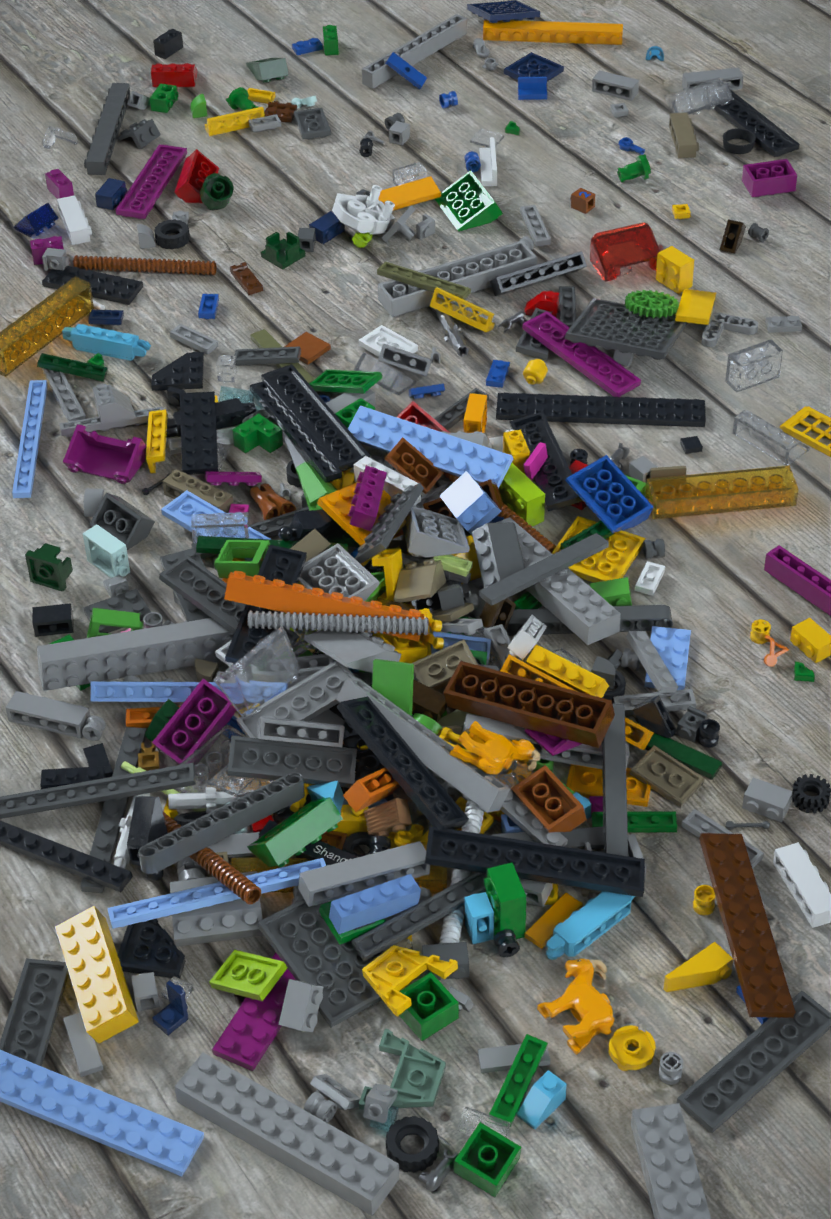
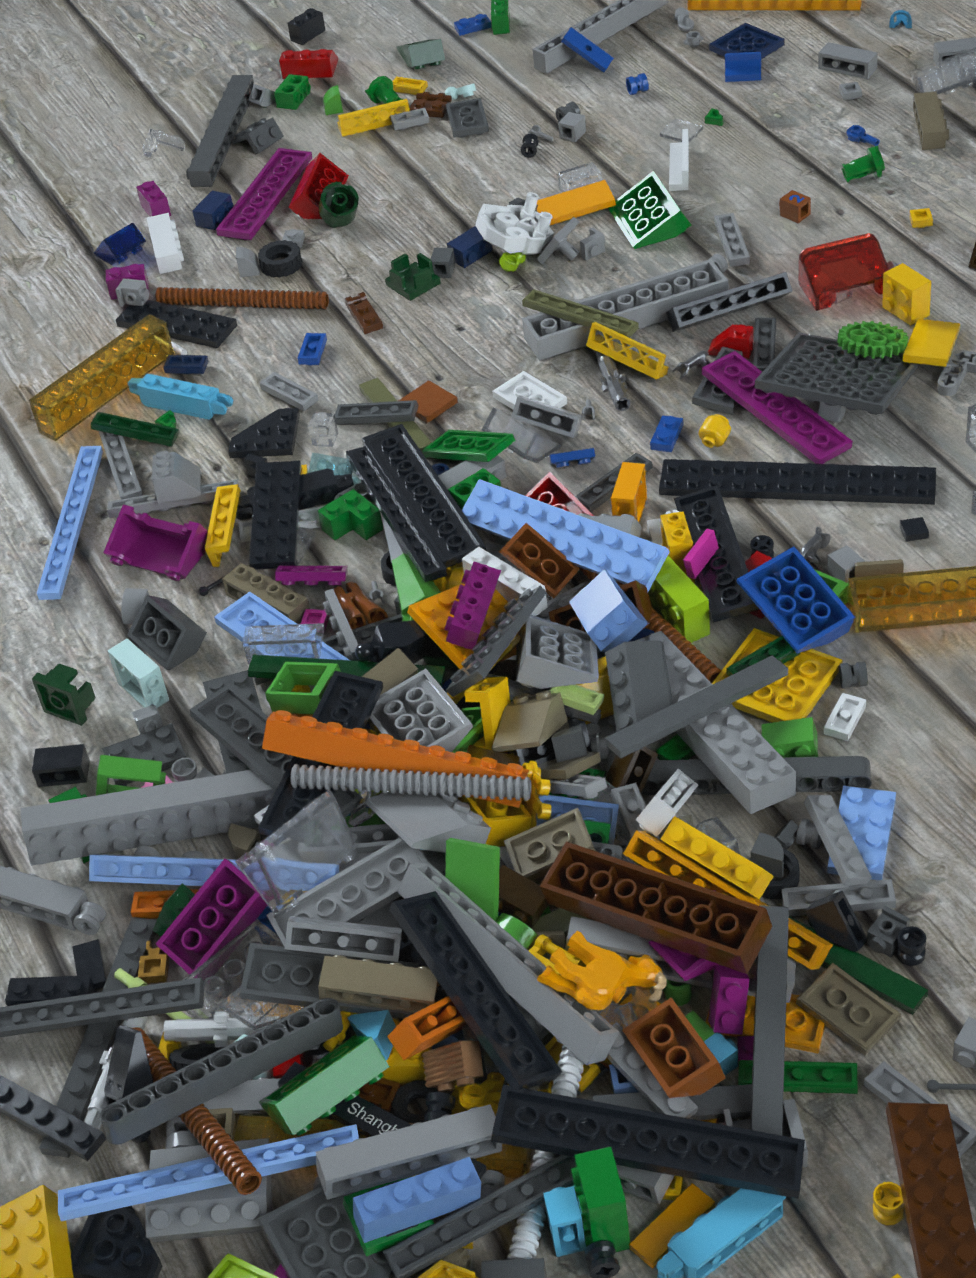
camera: 10 degrees right, 0 degrees up
(261, 512) = (339, 622): none -> light grey plate
(330, 762) = (377, 984): none -> dark tan brick
(472, 161) = (659, 160): blue wheel -> none
(583, 769) = (728, 1000): none -> magenta brick

